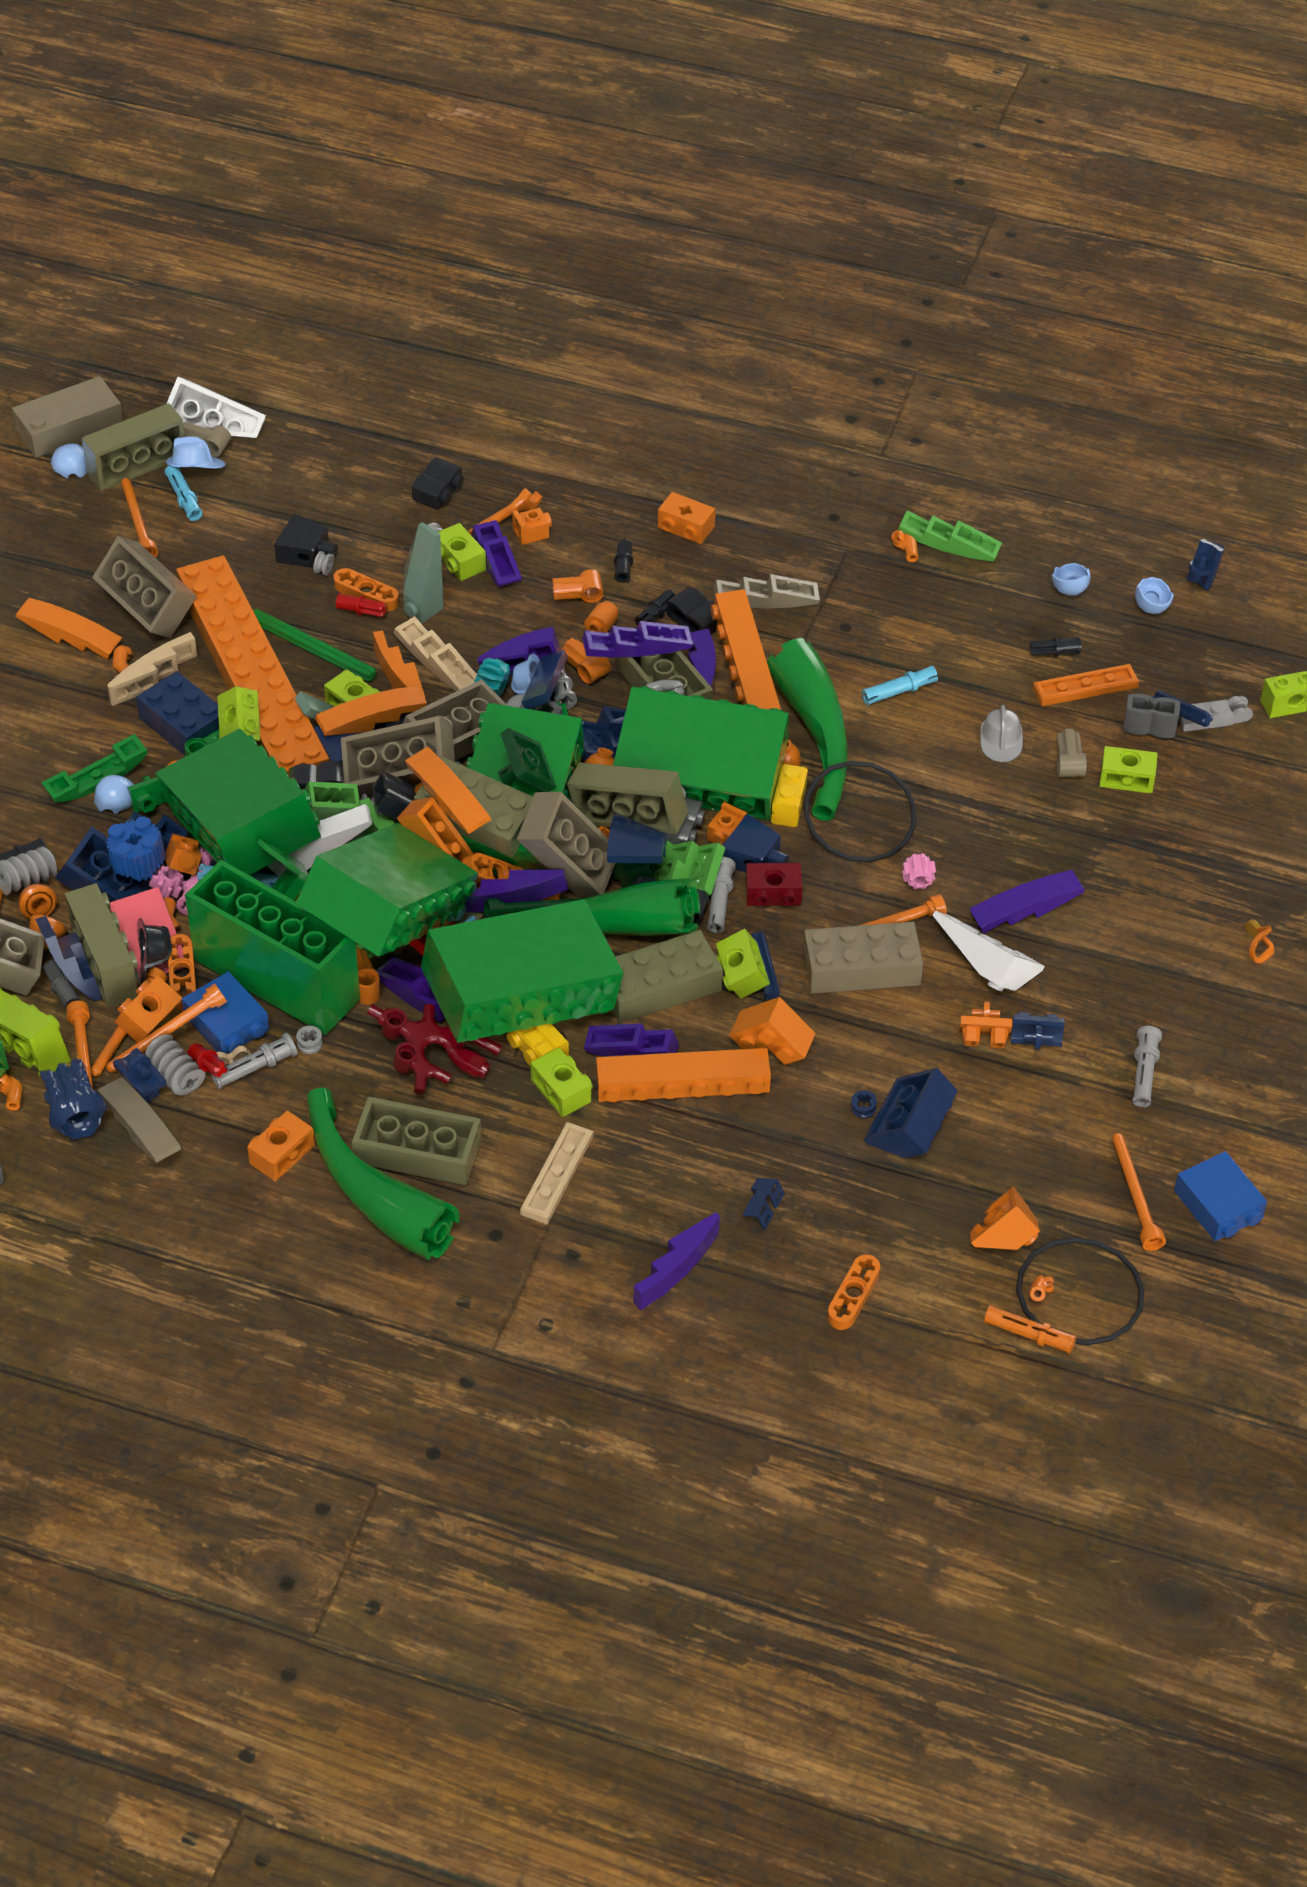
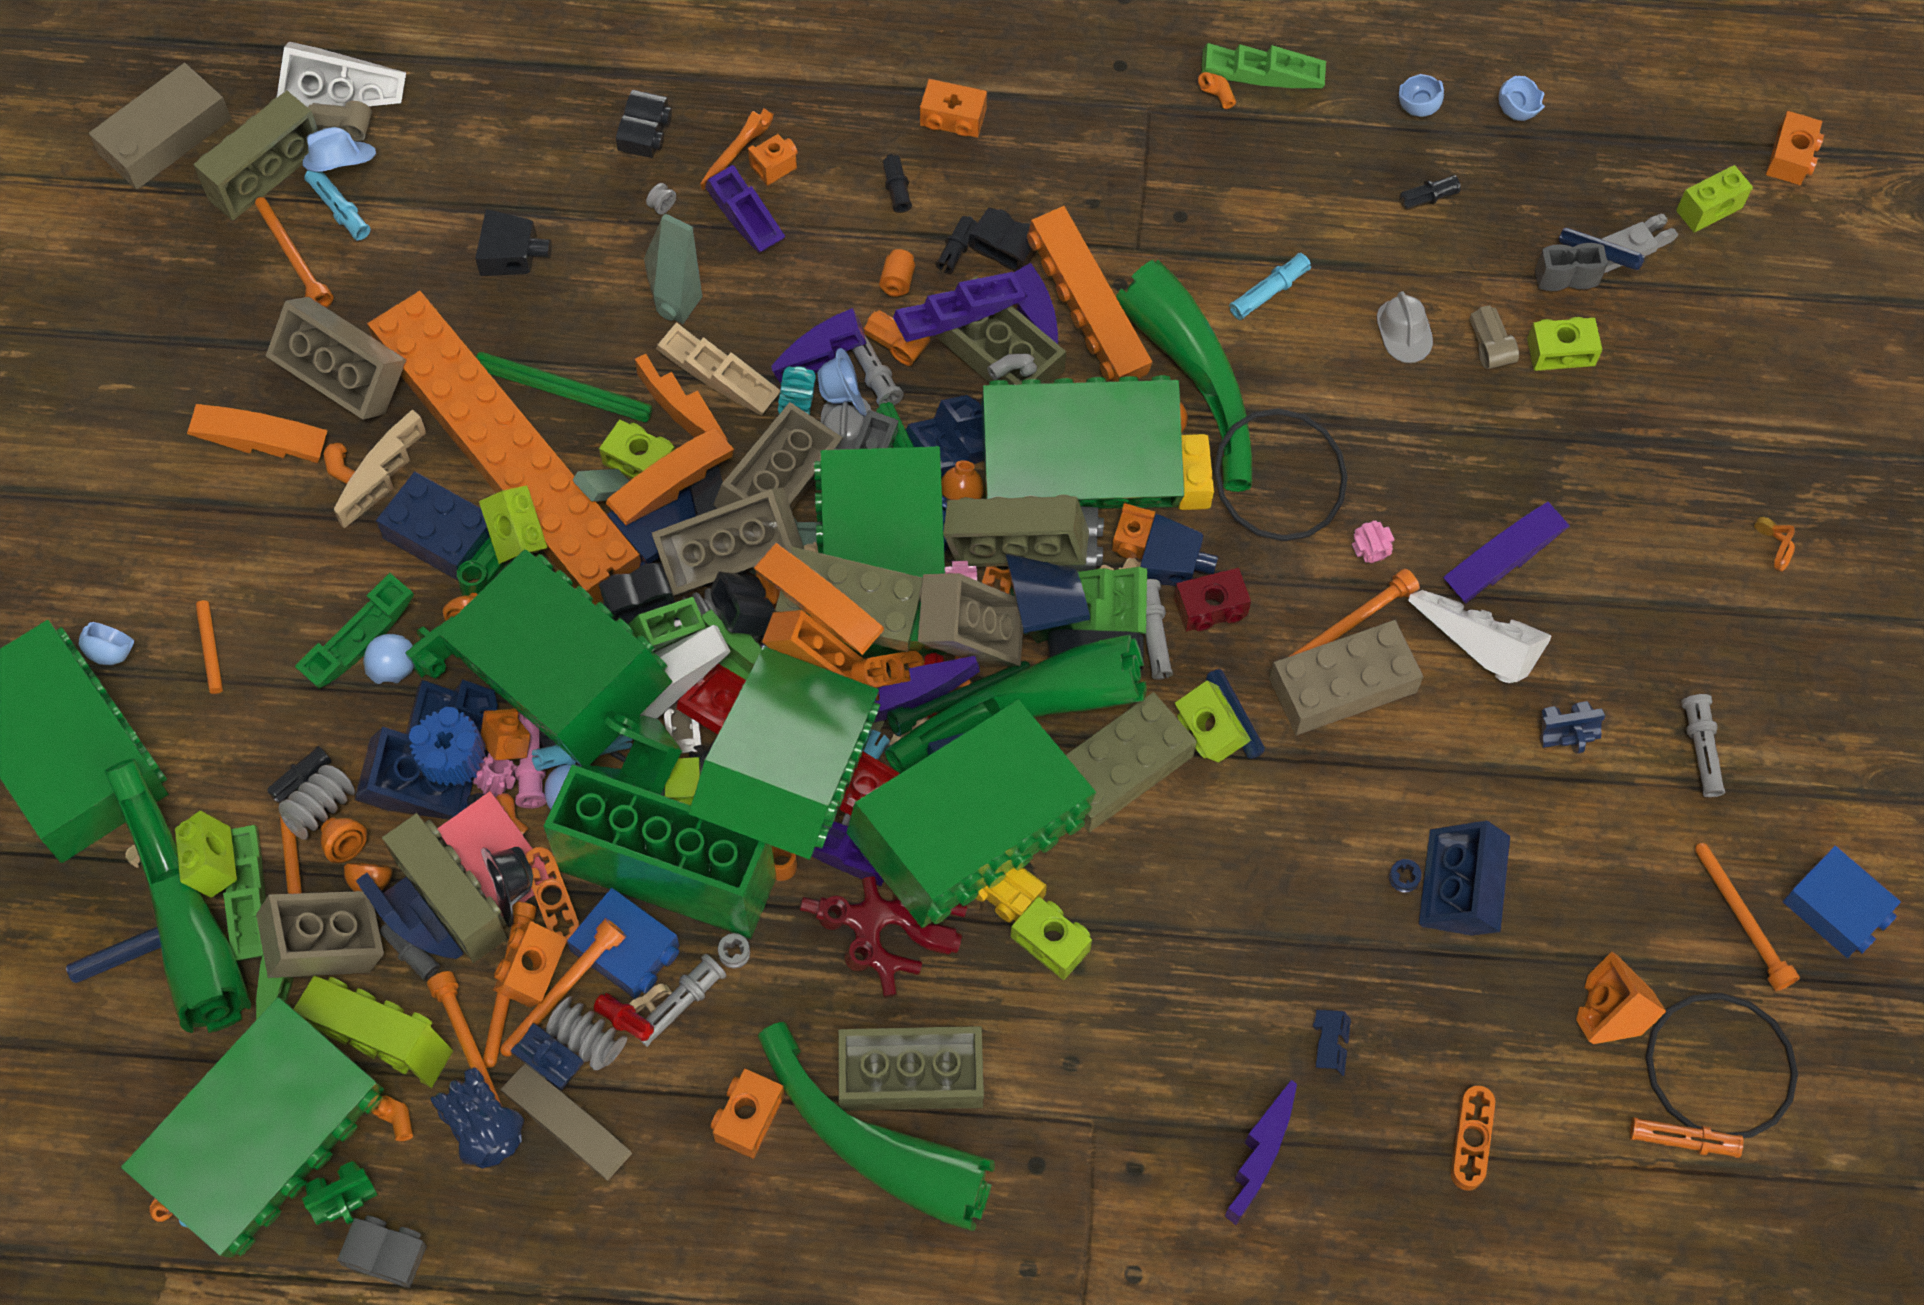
camera: 15 degrees left, 15 degrees up
(69, 460) = (181, 188): light blue hair -> none
(323, 563) = (541, 268): light grey bush -> none
(351, 582) = (594, 282): orange beam -> none
(360, 605) = (604, 318): red axle -> none
(461, 552) = (716, 219): lime brick -> none
(526, 760) = (895, 528): dark green tile -> none
(544, 679) = (865, 385): dark blue tile -> none
(556, 1173) = (1082, 1062): tan tile -> none
(586, 586) = (864, 231): orange piece -> none
(629, 1040) = (1116, 862): dark purple slope -> none
(683, 1075) = (1189, 892): orange brick -> none
(773, 593) = (1085, 191): dark tan slope -> none
(774, 1027) = (1277, 806): orange brick -> none
(985, 1022) = (1497, 744): orange hips -> none
(1040, 1286) = (1677, 1084): orange arm -> none
(1085, 685) = (1478, 236): orange tile -> none
(1205, 563) = (1569, 43): dark blue hips -> none

